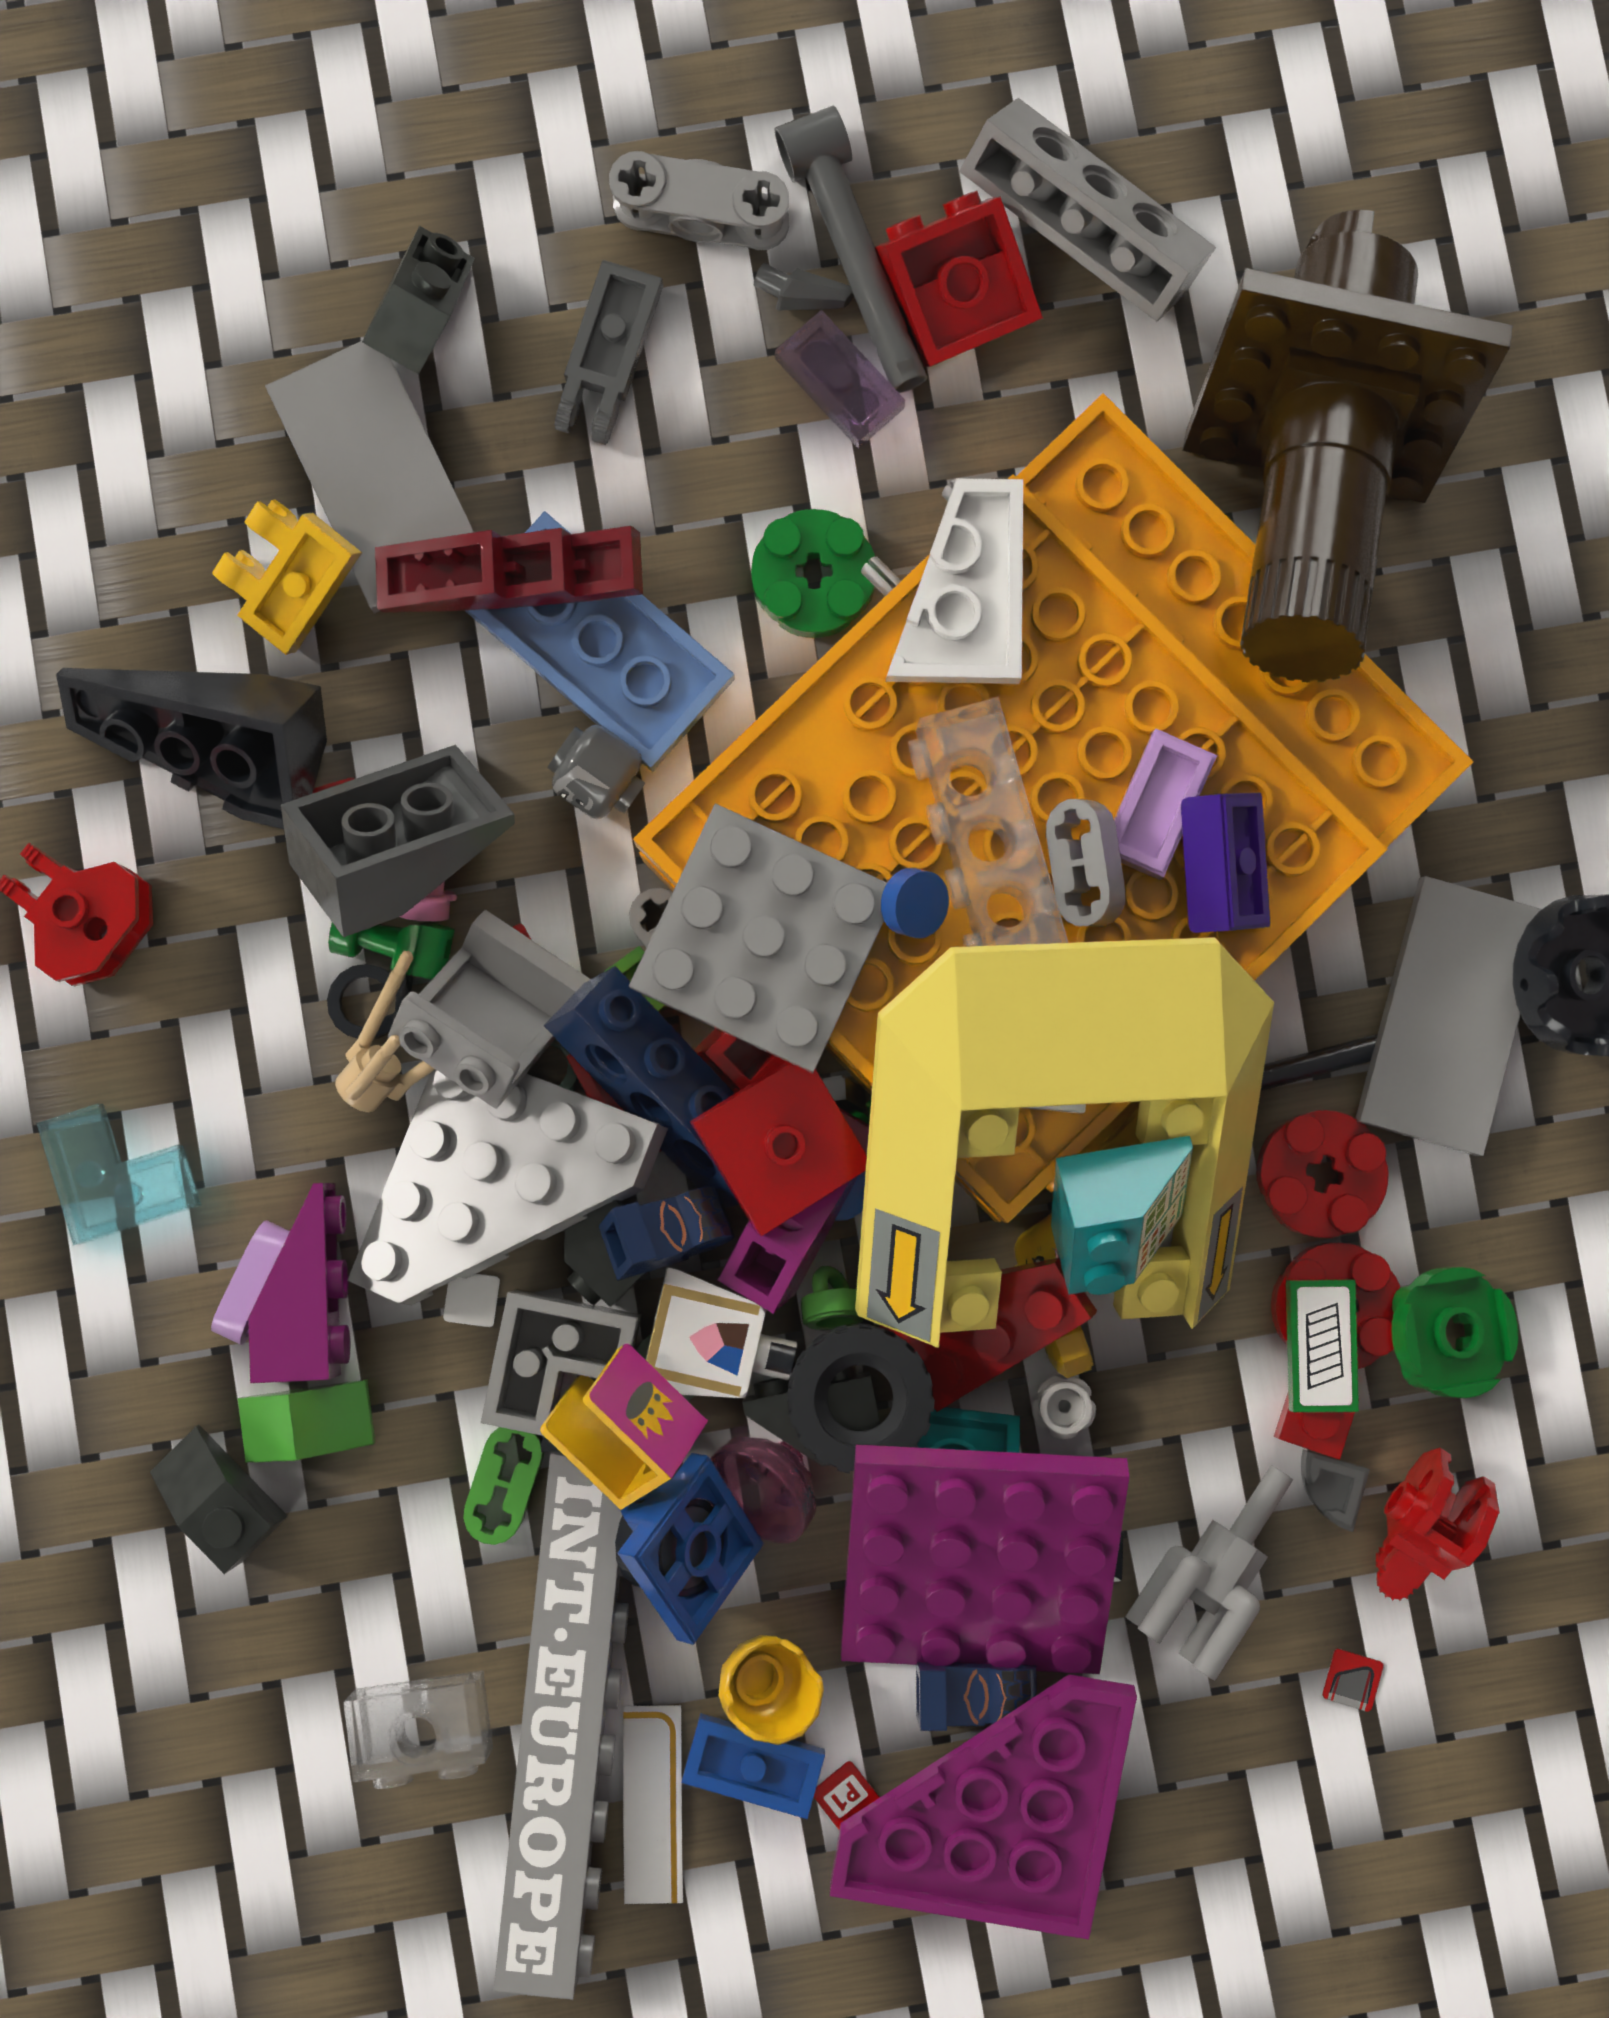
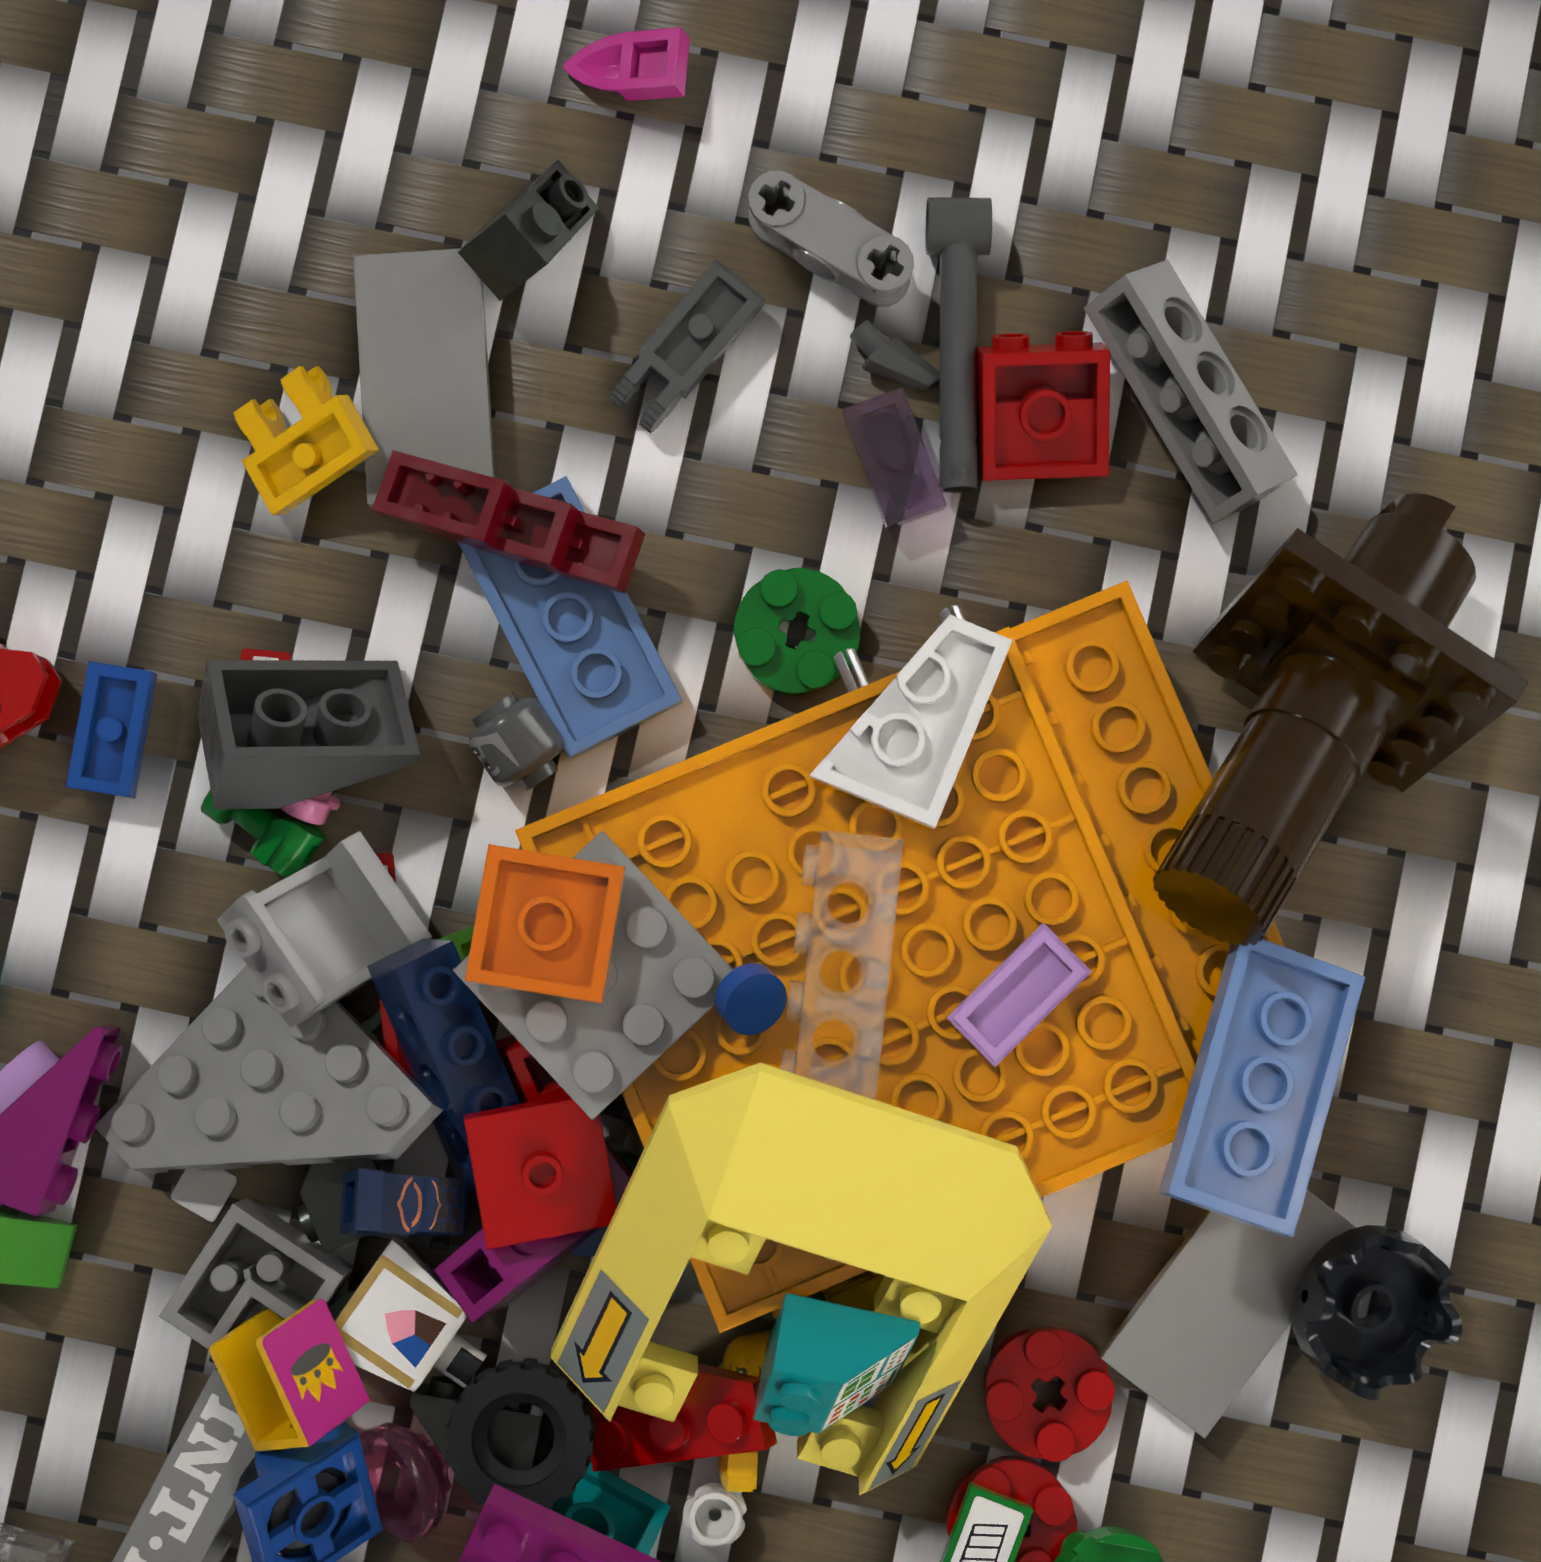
camera: 20 degrees right, 0 degrees up
(216, 910) = (111, 730): none -> blue plate
(227, 733) = (191, 569): black wedge -> none
(343, 980) = (253, 868): black piece -> none
(375, 1068) = (199, 940): tan plant -> none
(455, 111) = (635, 64): none -> dark pink plate
(489, 1477) = (151, 1365): bright green beam -> none
(698, 905) = (545, 923): none -> orange tile
(829, 1307) = (530, 1334): bright green tile -> none
(1085, 862) = (926, 1025): light grey beam -> none
(1225, 862) = (1058, 1077): dark purple slope -> none
(1318, 1062) = (1084, 1284): black bar -> none
(1414, 798) = (1262, 1086): none -> medium blue plate

